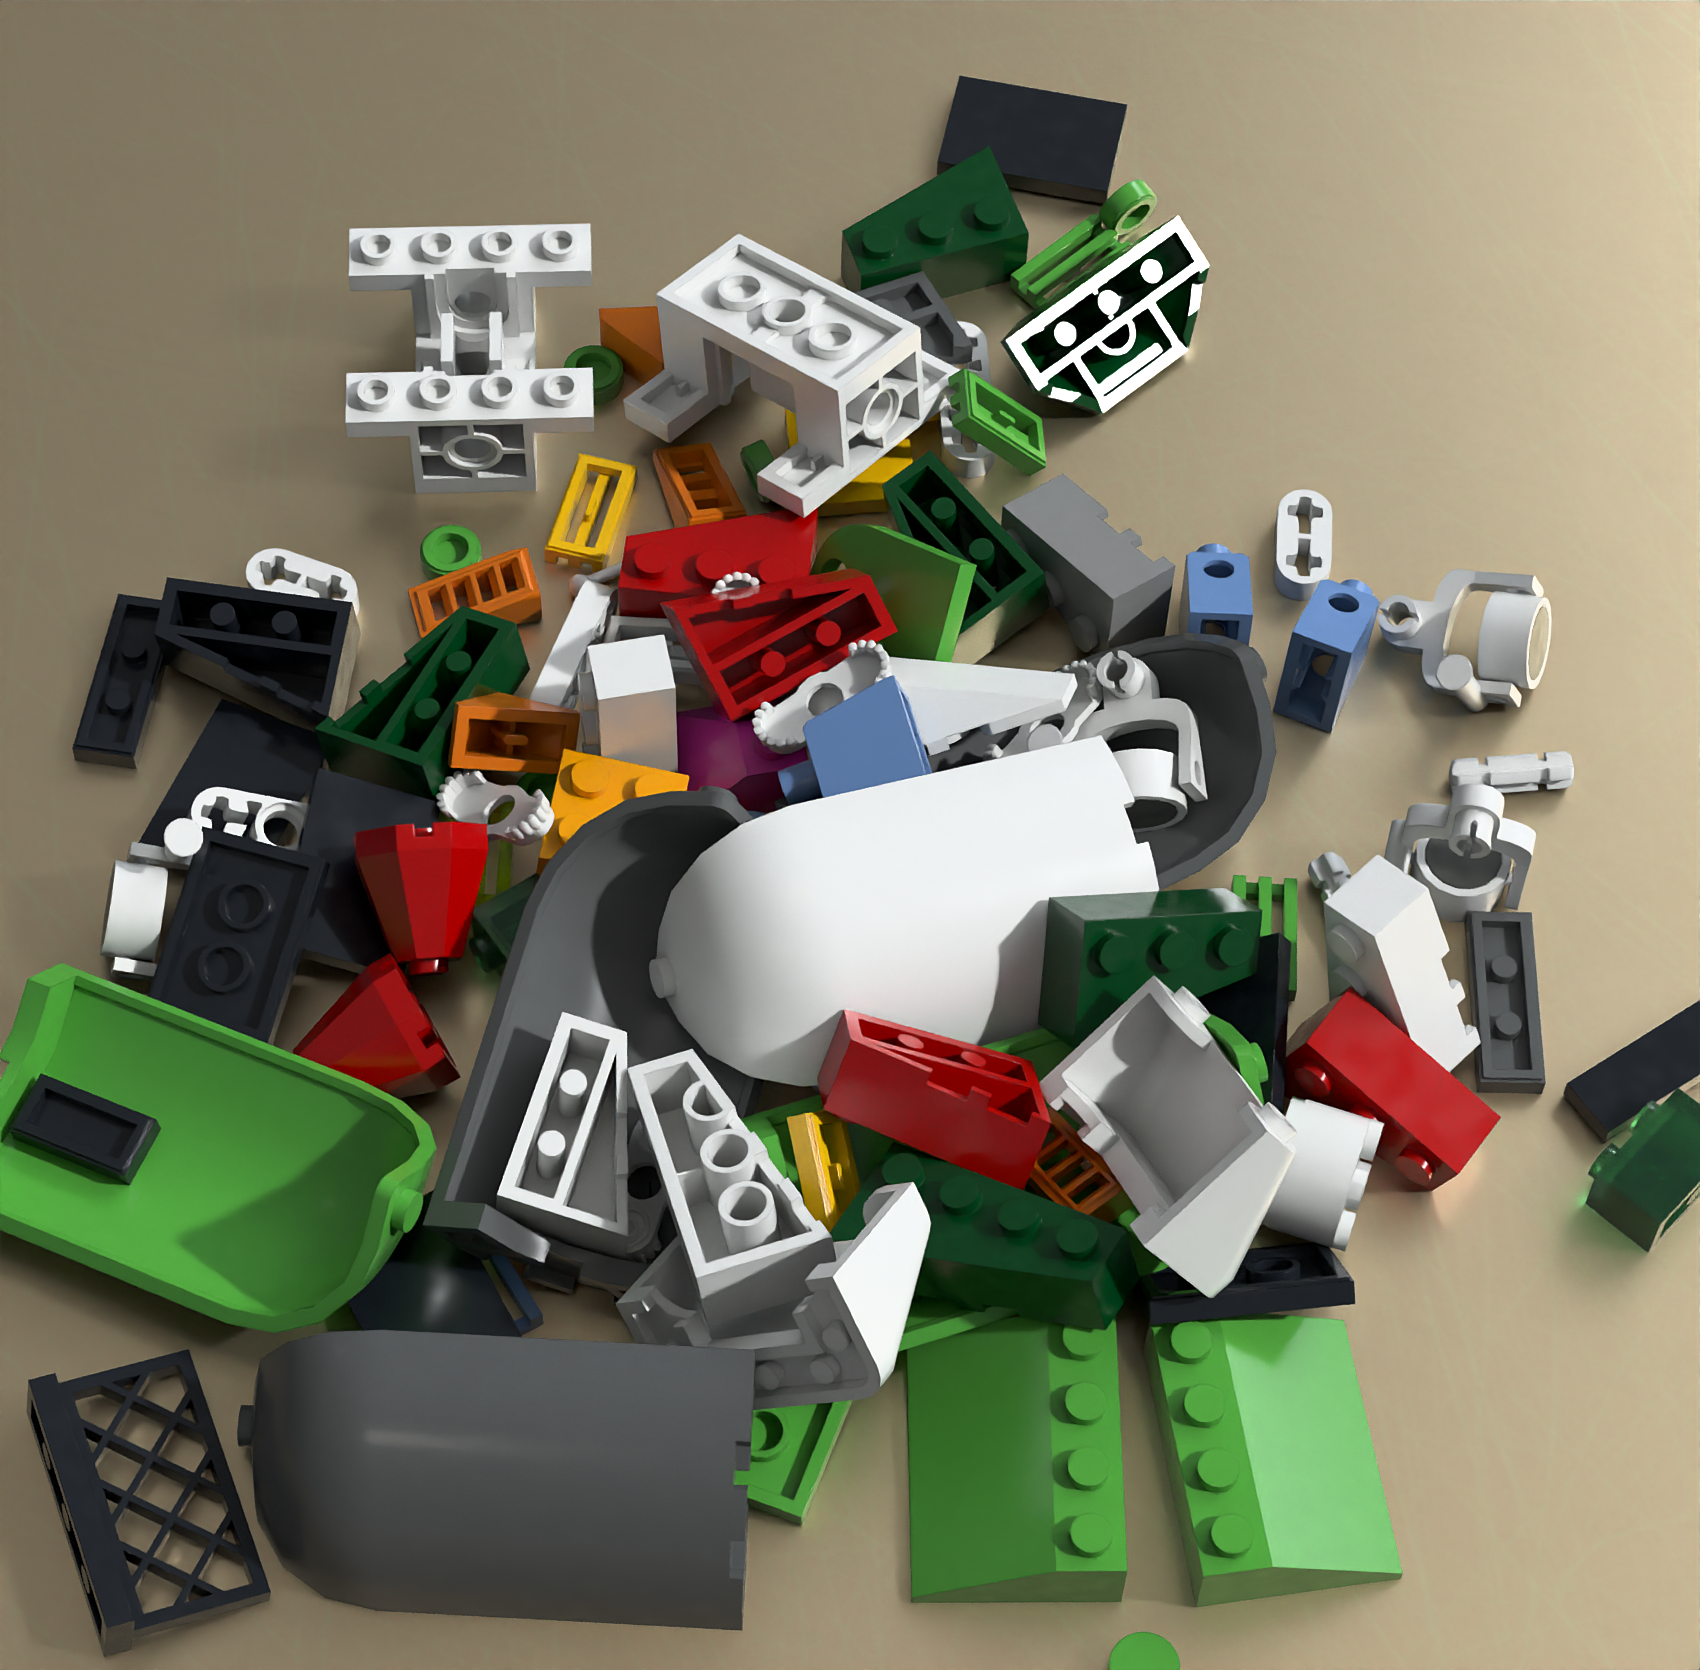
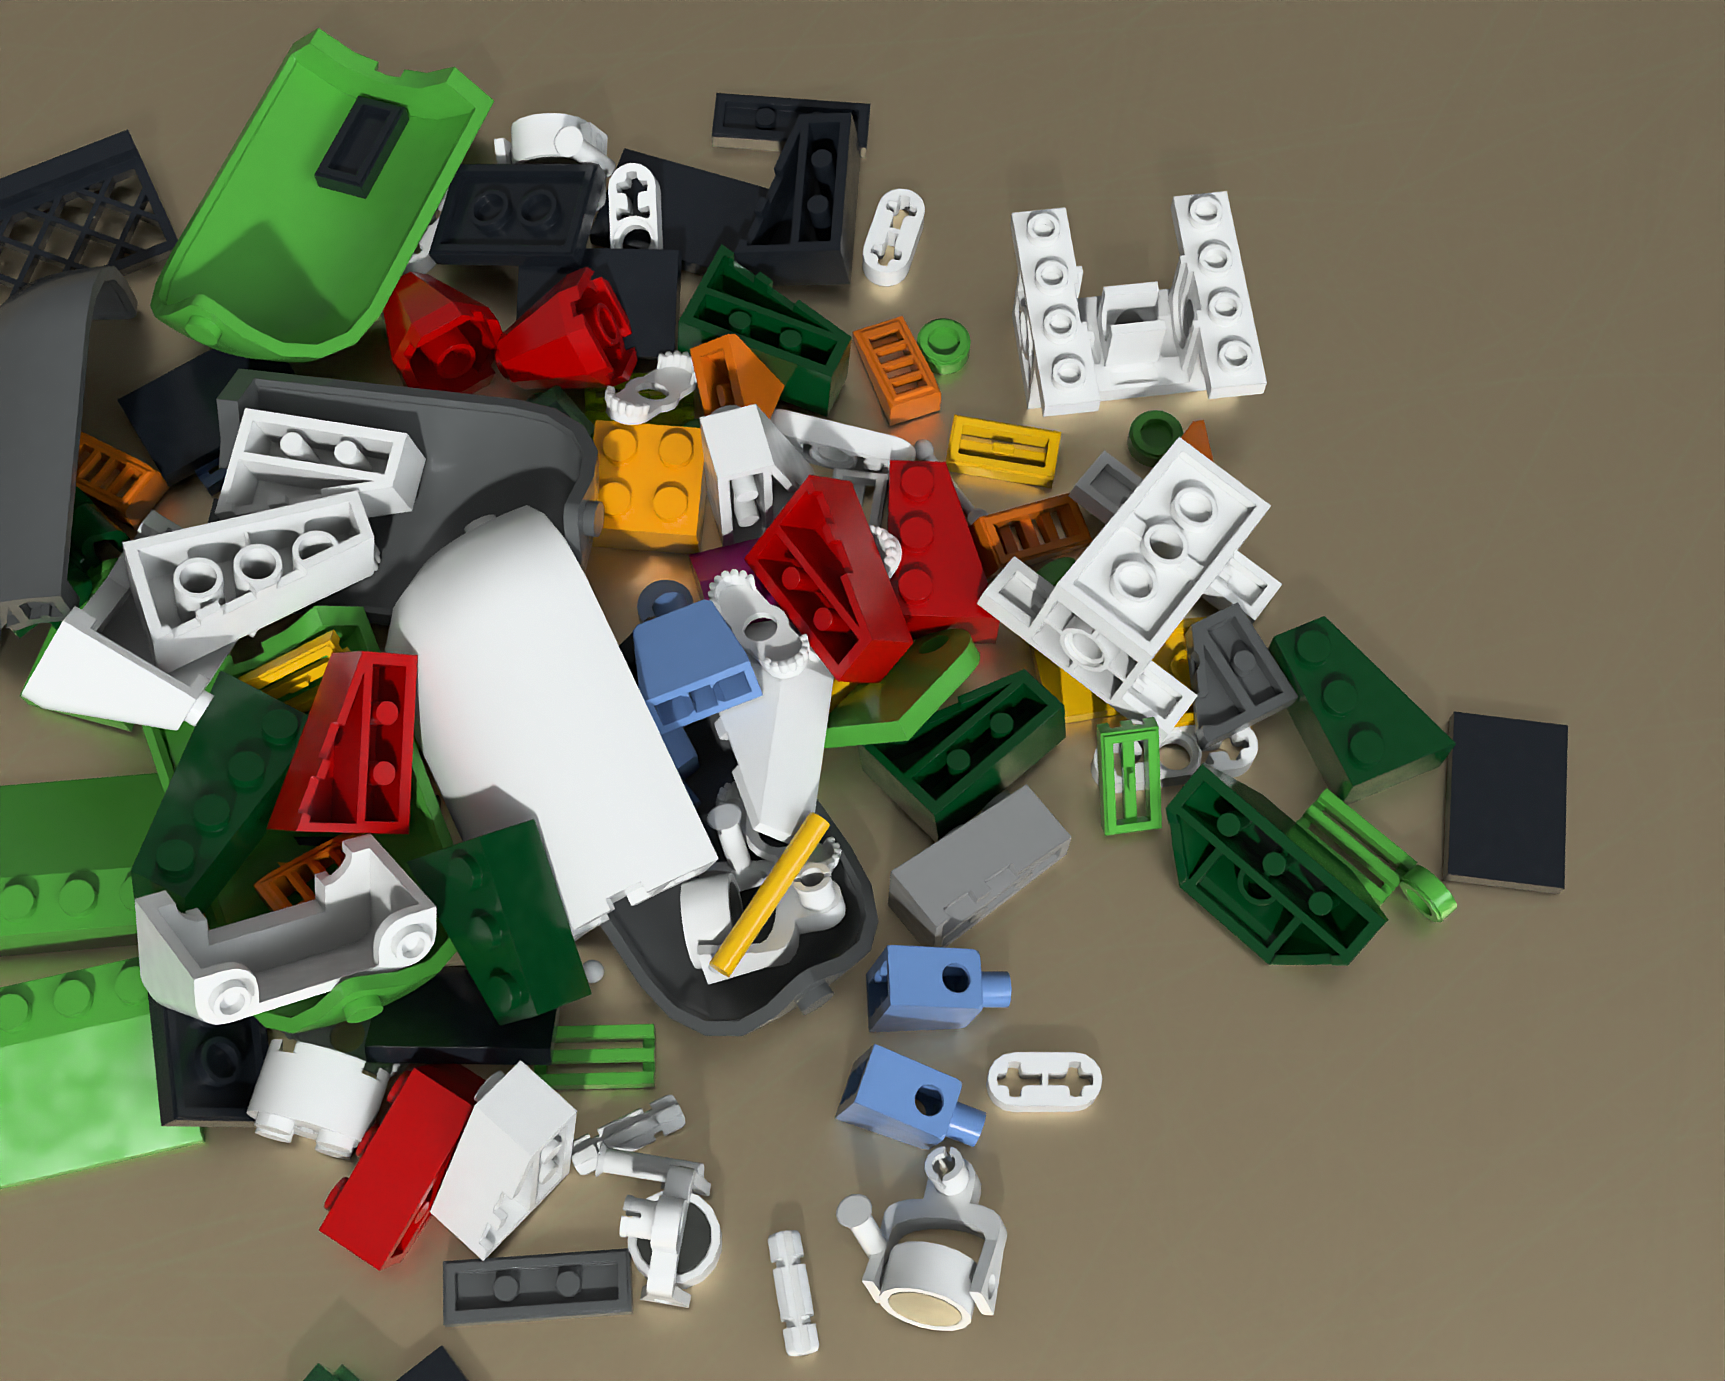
camera: 85 degrees right, 10 degrees up
(1133, 705) = (769, 894): none -> yellow bar

